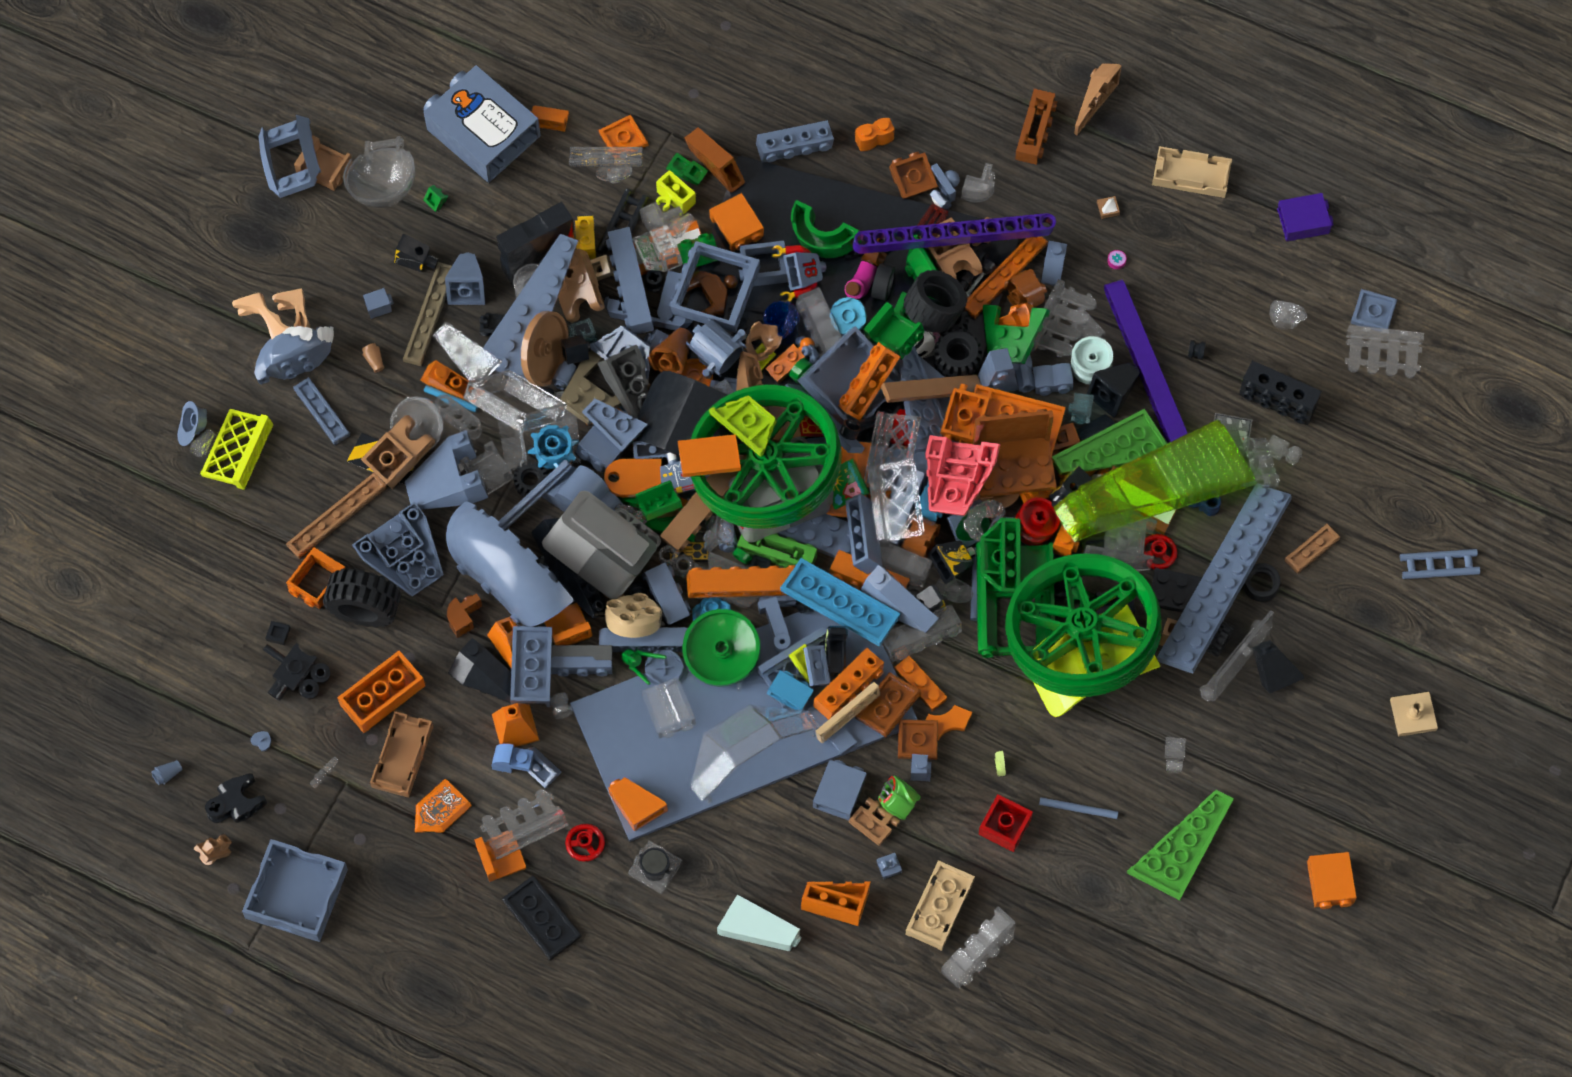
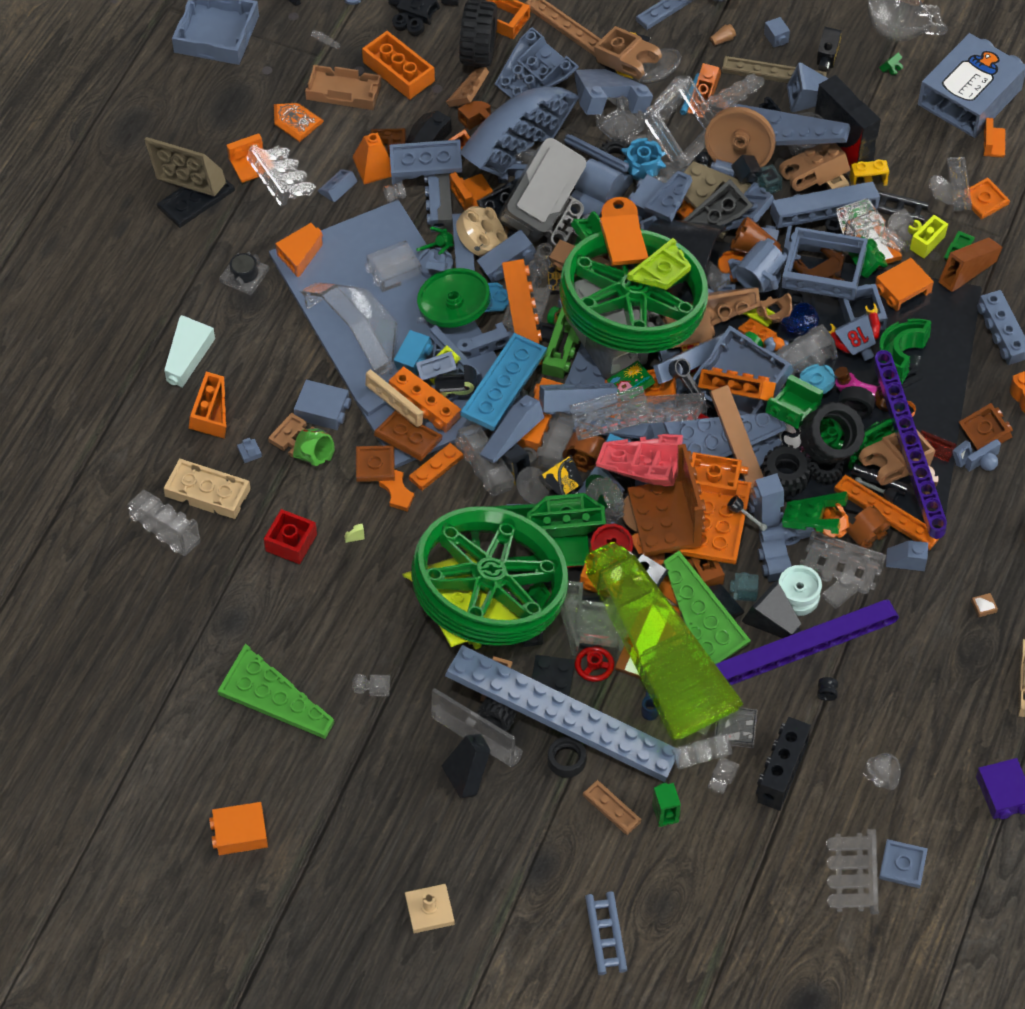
camera: 85 degrees right, 10 degrees down
(423, 620) = (468, 88): none -> medium nougat wing
(480, 703) = (391, 136): none -> reddish brown tile
(508, 758) = (340, 158): medium blue brick -> none
(518, 918) = (185, 167): none -> dark tan slope
(578, 842) = (266, 220): red piece -> none
(677, 661) = (435, 264): none -> sand blue tile
(920, 768) = (346, 466): sand blue brick -> none
(981, 188) = (983, 489): clear brick -> none
(1009, 398) = (736, 505): none -> hinge
(1078, 808) = (312, 604): sand blue bar -> none
(1116, 259) = (924, 615): tile -> none
(1319, 497) = (666, 804): none -> green brick

